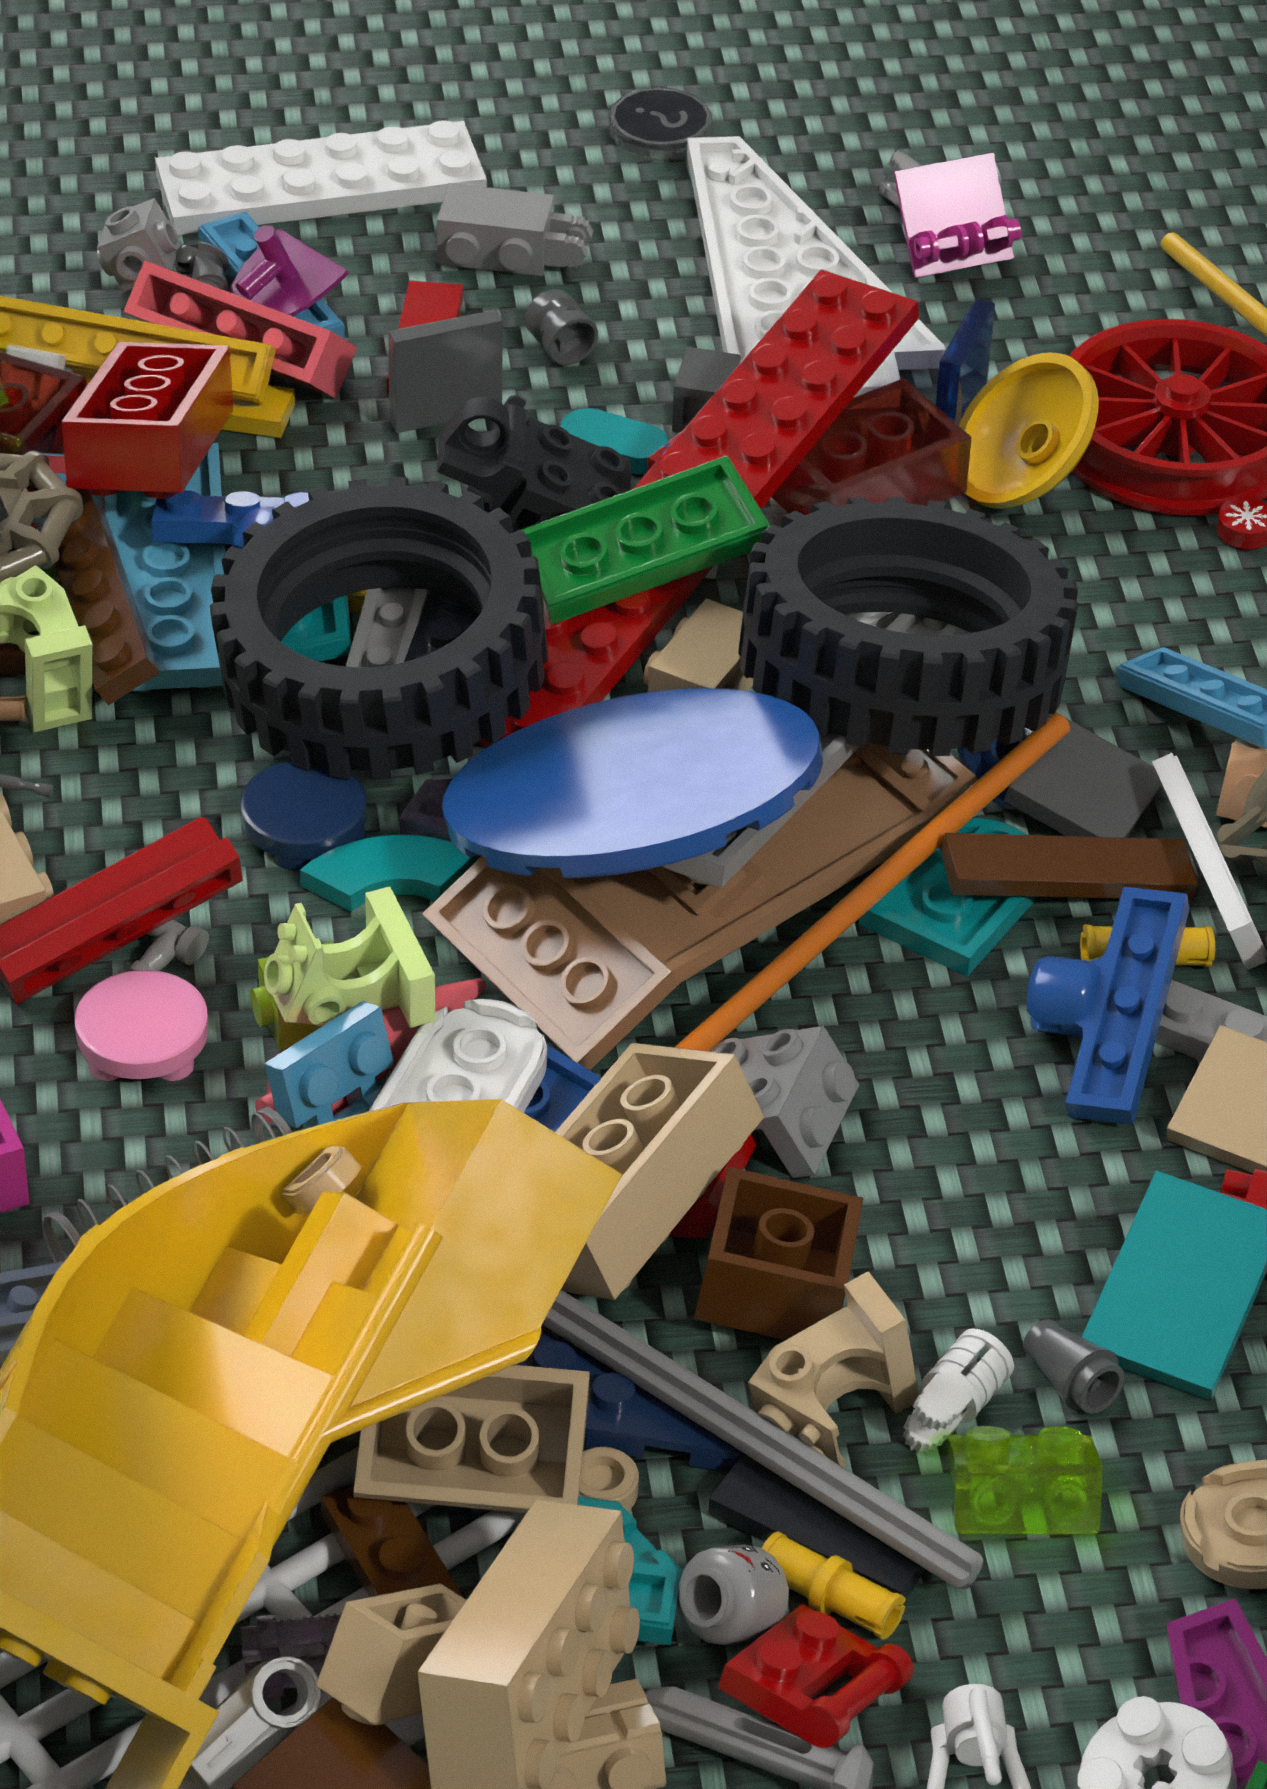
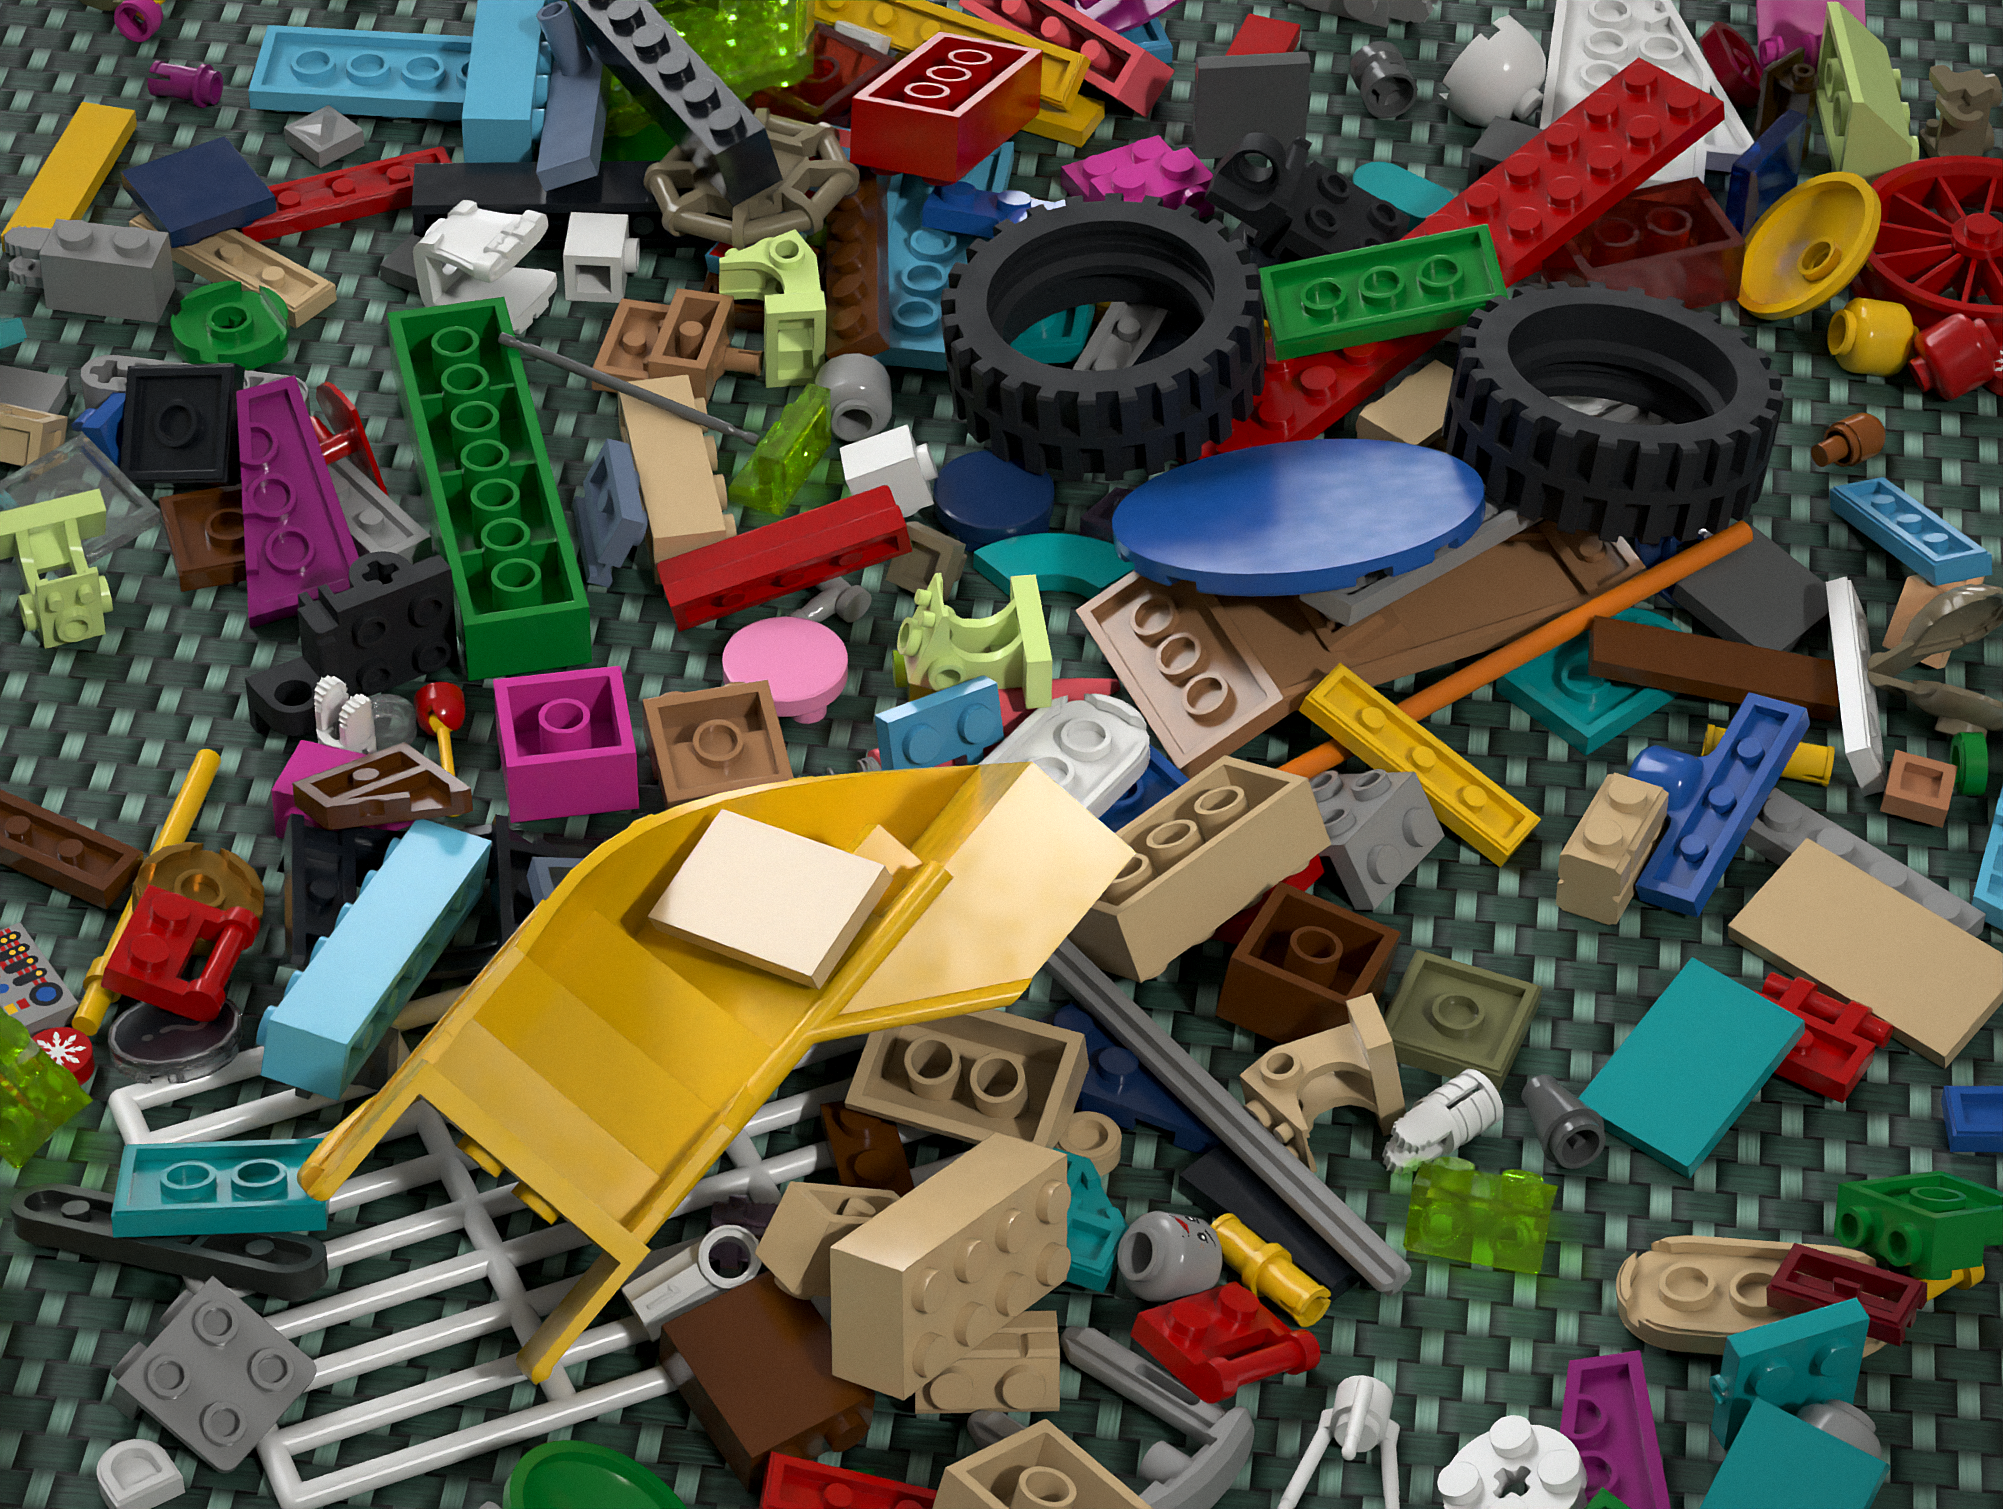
camera: 15 degrees right, 0 degrees up
(79, 801) = (786, 454): none -> clear neon green bracket
(98, 1124) = (714, 741): none -> medium nougat plate
(132, 729) = (858, 396): none -> light grey head
(194, 791) = (894, 462): none -> white brick
(248, 1294) = (770, 898): none -> tile
(262, 894) = (930, 555): none -> dark tan tile
(327, 1173) = (886, 812): tan tile -> none
(353, 453) = (1142, 170): none -> dark pink plate
(674, 309) = (1497, 76): none -> white cylinder
(797, 1001) = (1397, 743): none -> yellow tile
(890, 263) = (1733, 64): none -> dark red plate
(938, 1271) = (1459, 1018): none -> olive tile
(959, 282) = (1787, 86): none -> dark brown hinge
(1019, 274) = (1861, 100): none -> yellowish green slope
(1033, 1070) = (1611, 848): none -> tan brick
(1109, 510) = (1872, 337): none -> yellow head
(1120, 616) = (1850, 441): none -> dark orange cylinder
(1128, 273) = (1965, 113): none -> dark tan piece
(1193, 517) = (1954, 356): none -> red head

